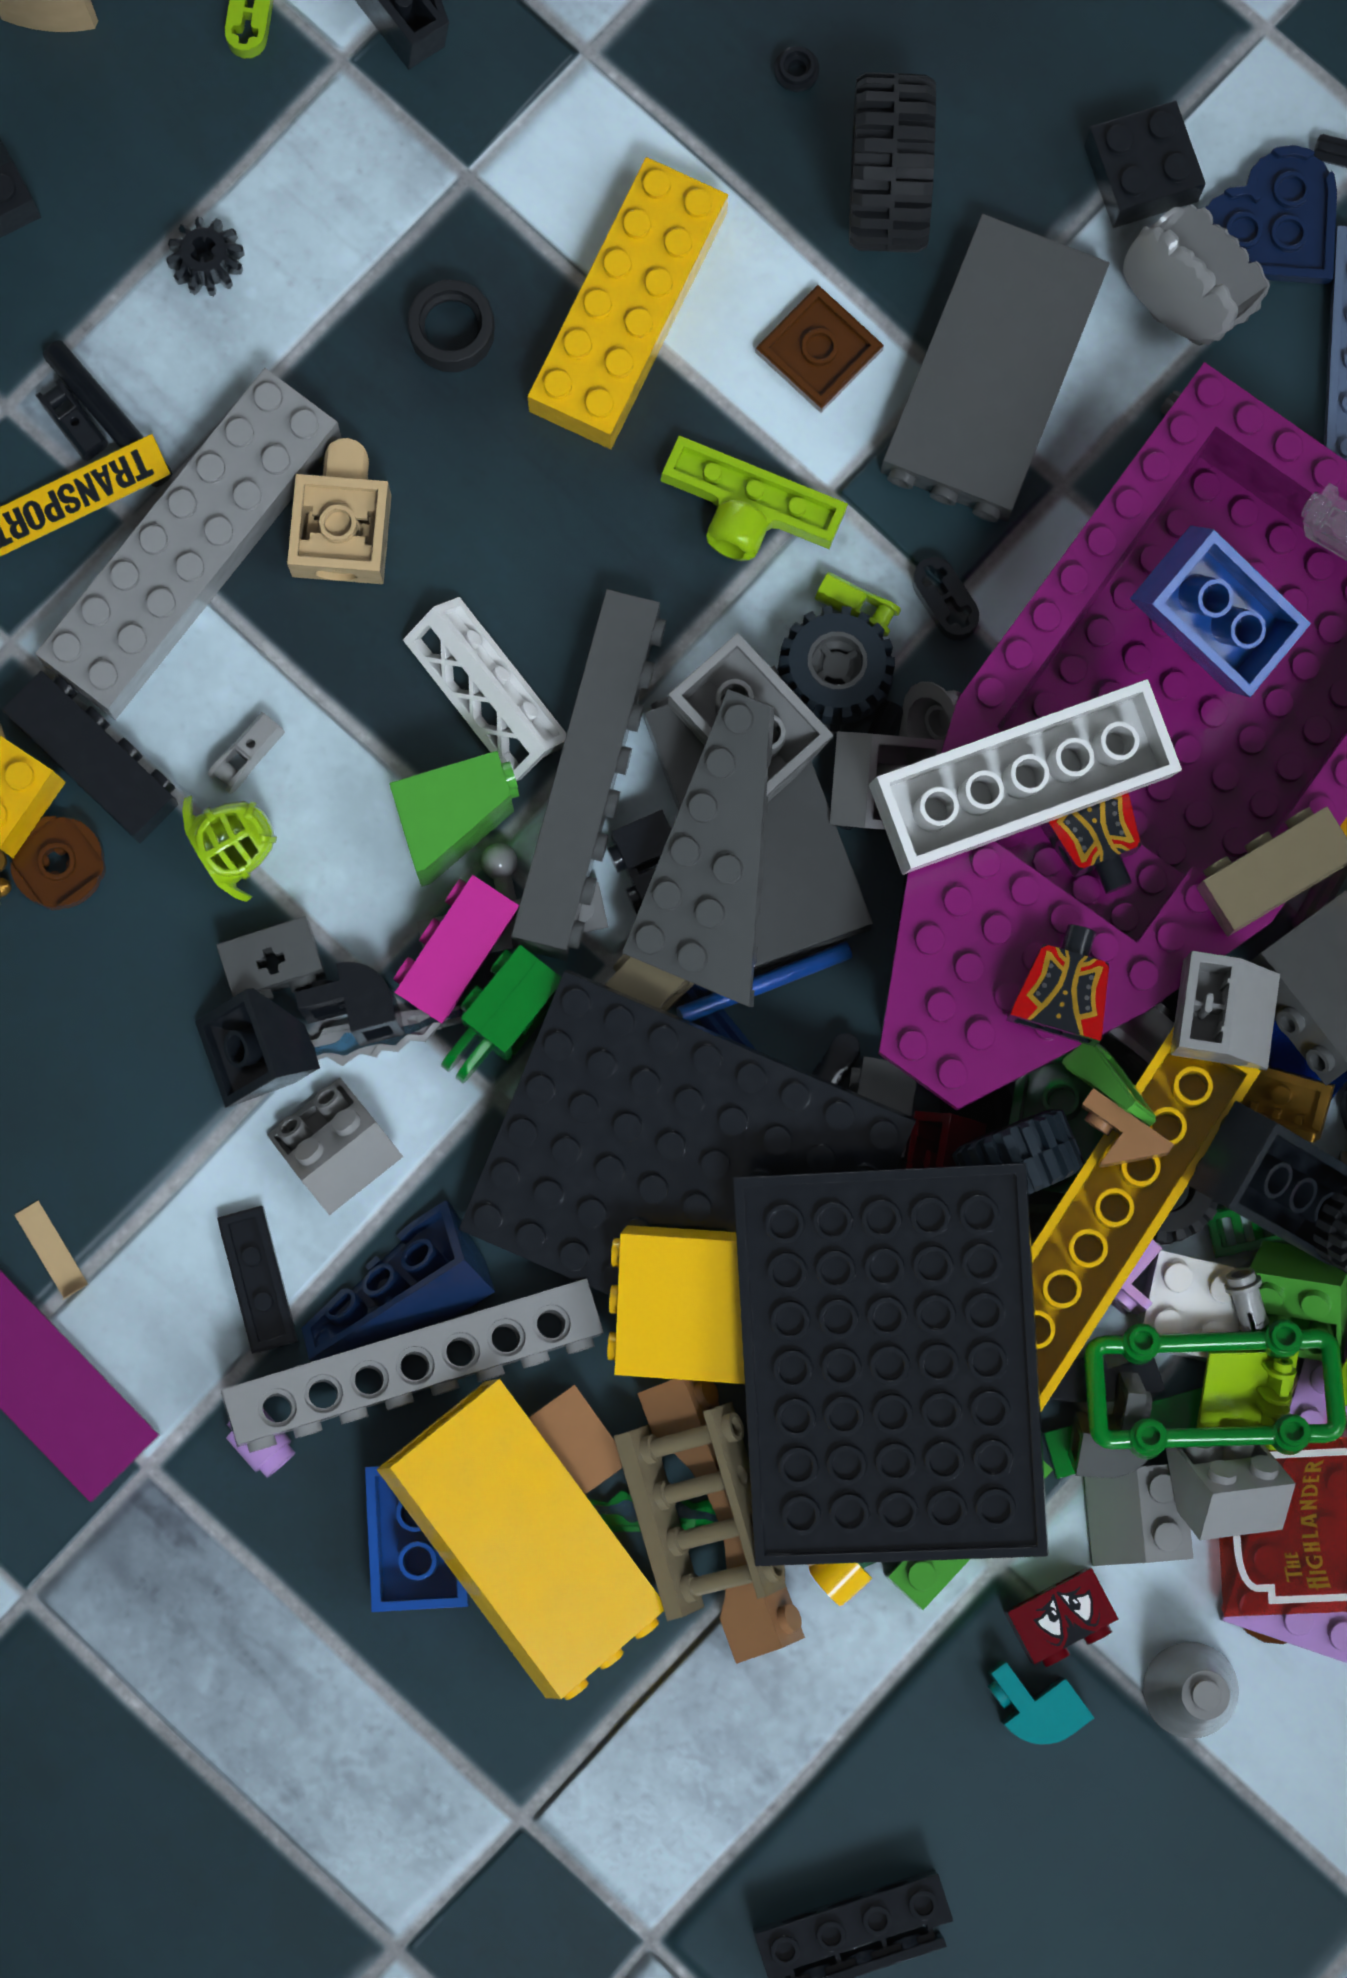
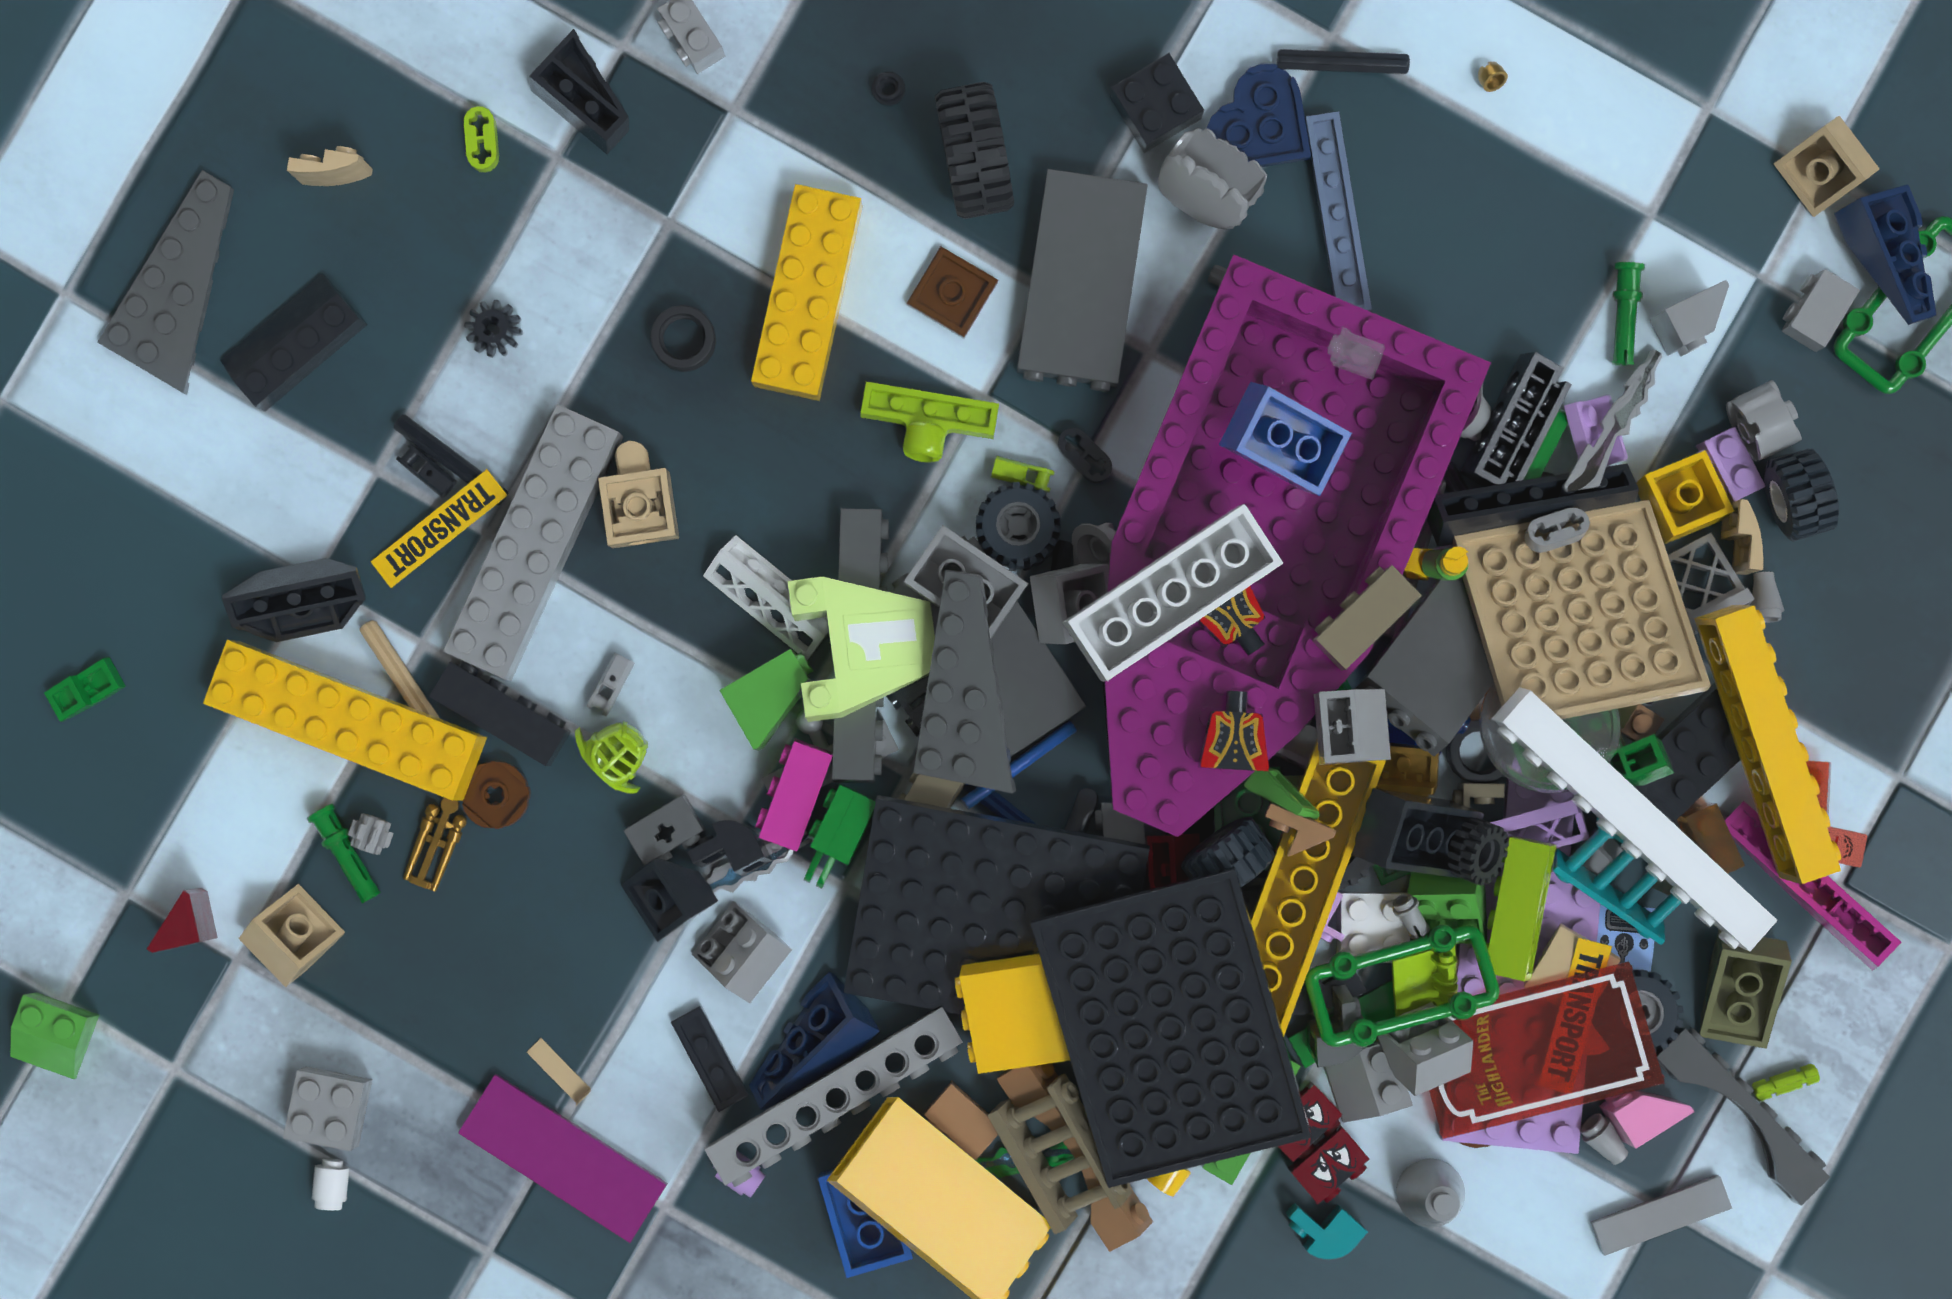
camera: 10 degrees left, 5 degrees up
(612, 766) = (875, 640): none -> yellowish green wedge
(1067, 1554) = (1321, 1118): none -> dark red brick

